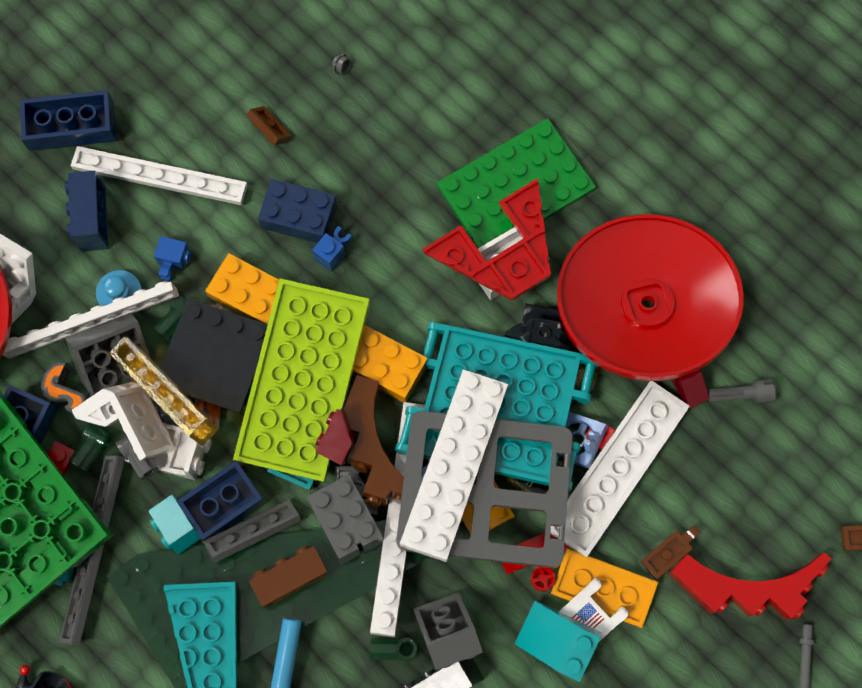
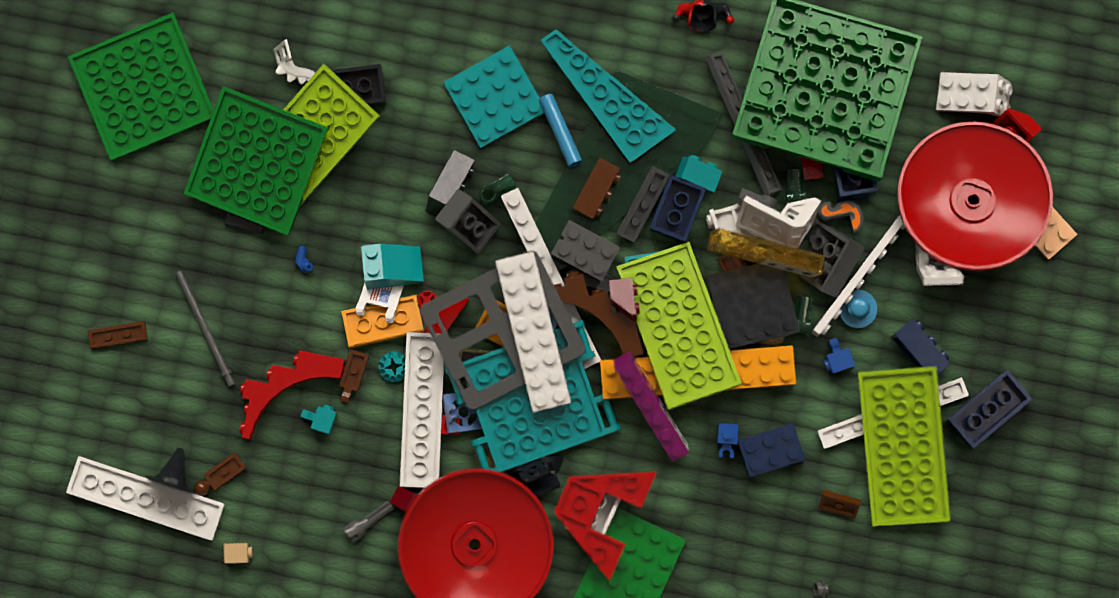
camera: 150 degrees right, 10 degrees up
(167, 133) = (904, 446): none -> lime plate
(384, 318) = (651, 406): none -> magenta brick
(626, 543) = (386, 361): none -> teal gear
(731, 525) = (323, 419): none -> teal brick

